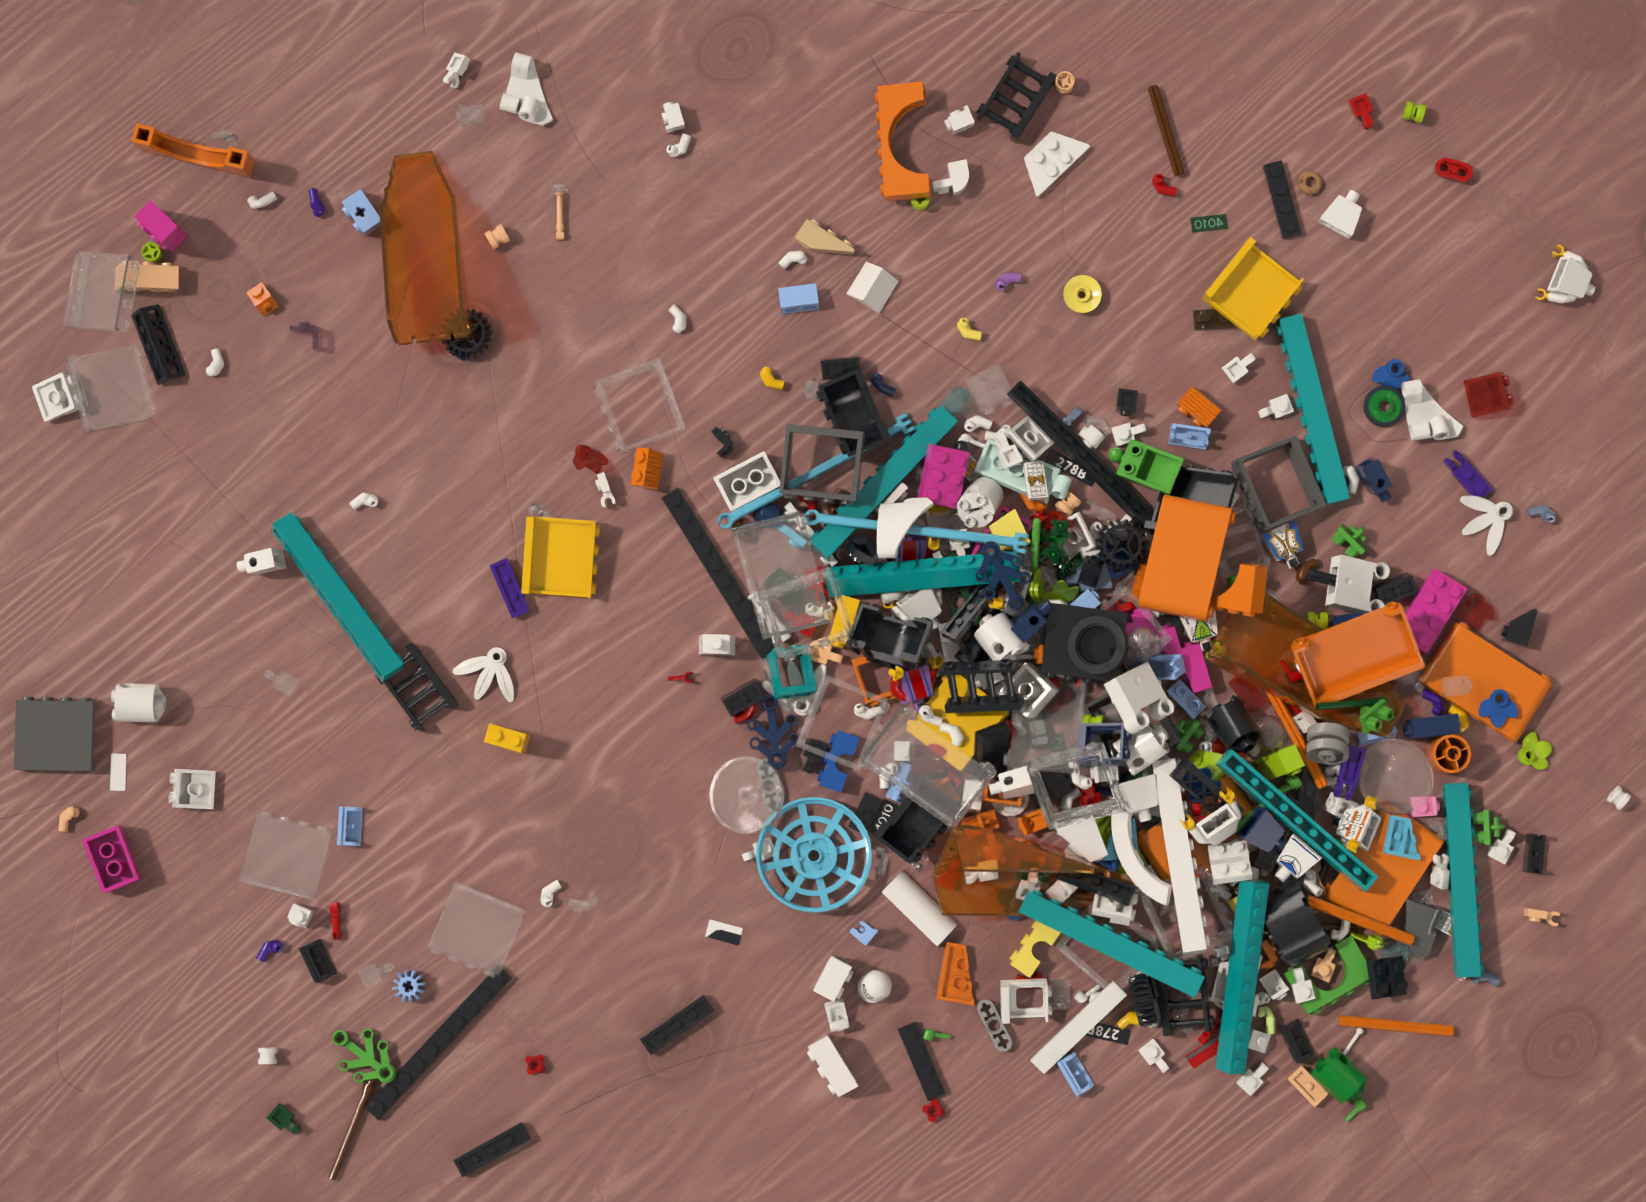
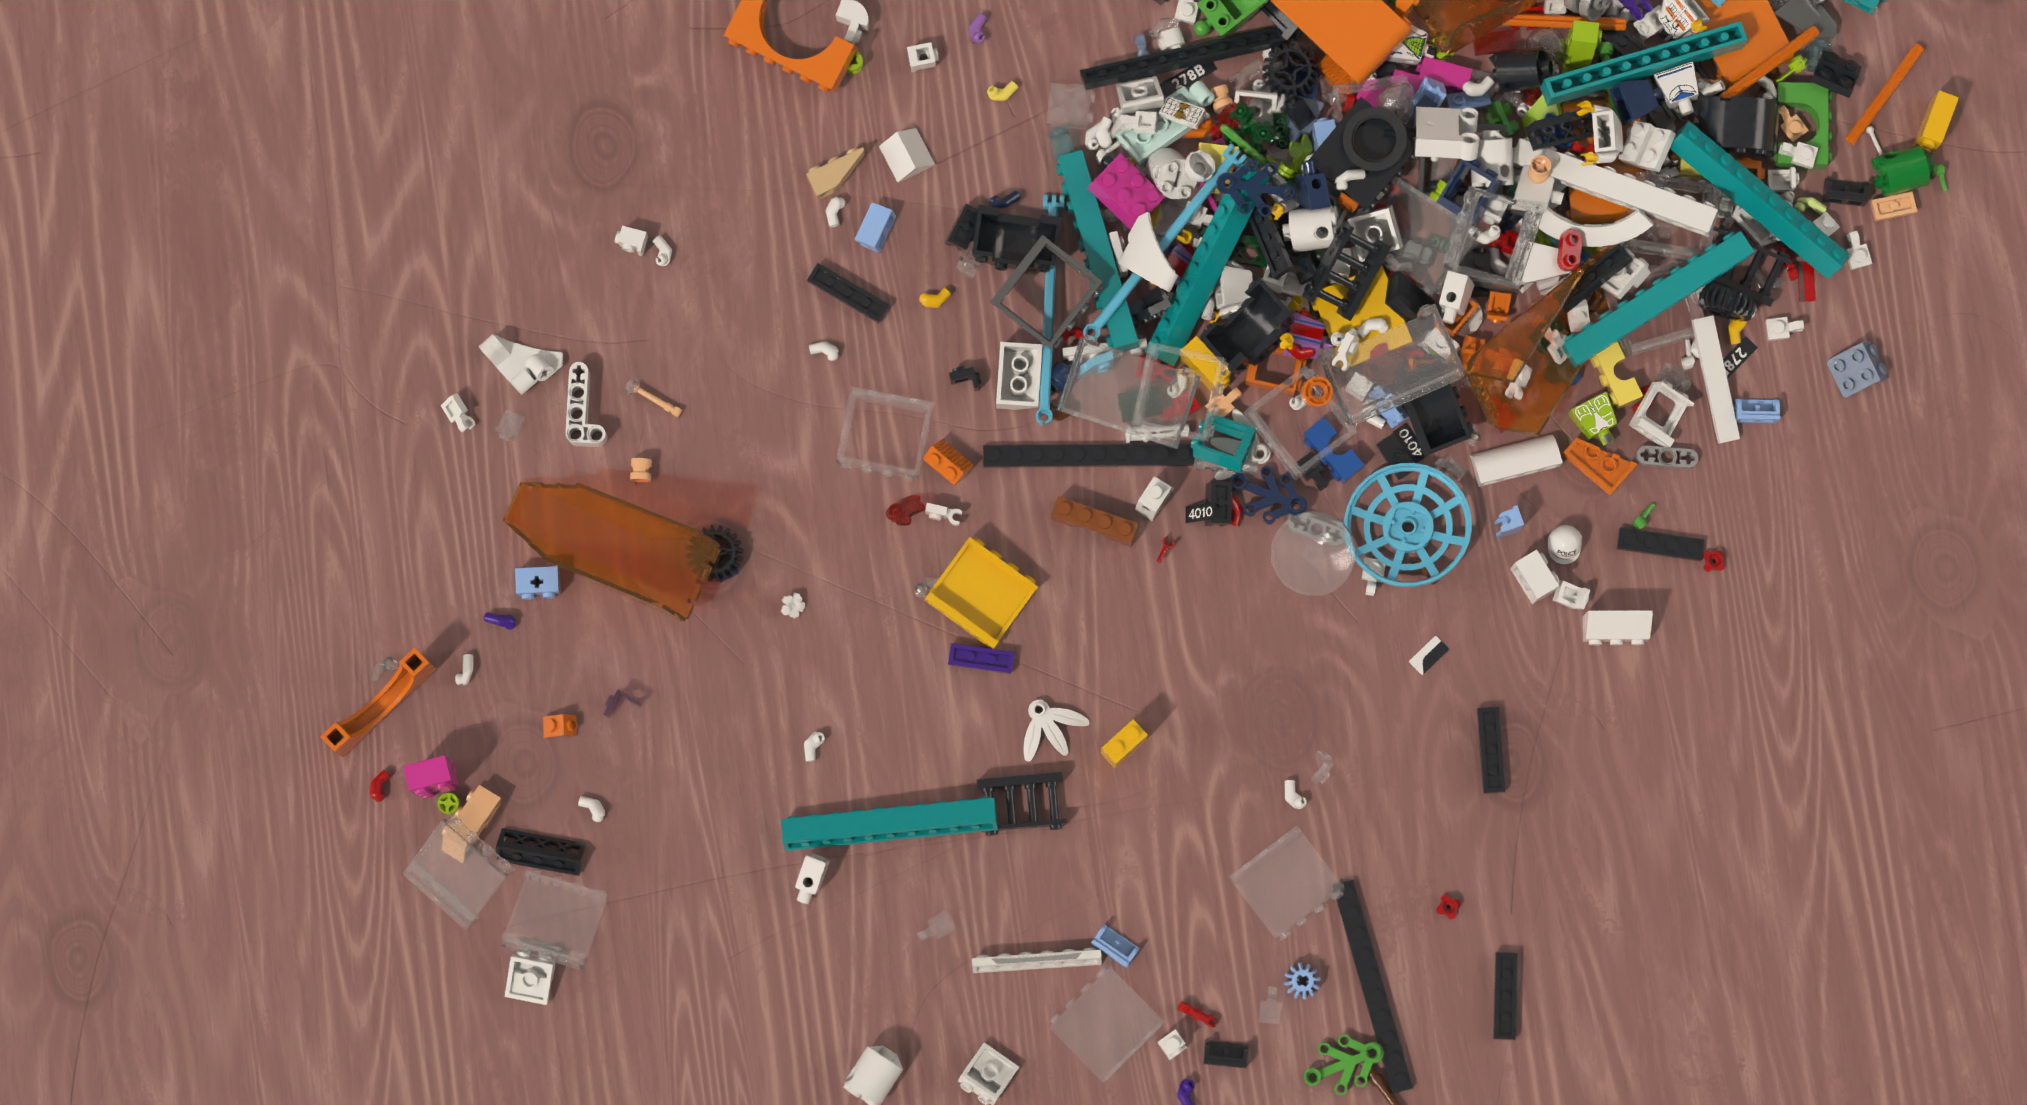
camera: 55 degrees left, 5 degrees down
(132, 189) = (376, 786): none -> red arm
(307, 779) = (1029, 961): none -> white plate
(463, 418) = (793, 605): none -> white plant
(521, 160) = (581, 404): none -> white beam
(669, 610) = (1095, 520): none -> dark orange arch
(726, 687) = (1200, 512): none -> black sticker
(734, 309) = (848, 293): none -> black plate
(832, 507) = (1090, 314): reddish brown arm -> none
(870, 730) = (1323, 384): none -> orange wheel
(923, 724) = (1348, 346): none -> white plate
(957, 244) = (917, 51): none -> white brick
(982, 428) = (1102, 133): none -> white arm
(990, 951) = (1595, 418): none -> lime torso
(993, 521) = (1199, 166): none -> white hair
(1057, 642) = (1341, 180): none -> white arm
(1106, 848) = (1569, 249): none -> plate
(1157, 1134) = (1857, 368): none -> sand blue bracket
(1159, 787) = (1539, 164): none -> light nougat wheel
(1197, 701) = (1476, 89): none -> white arm
(1395, 1080) = (1936, 121): none -> yellow brick

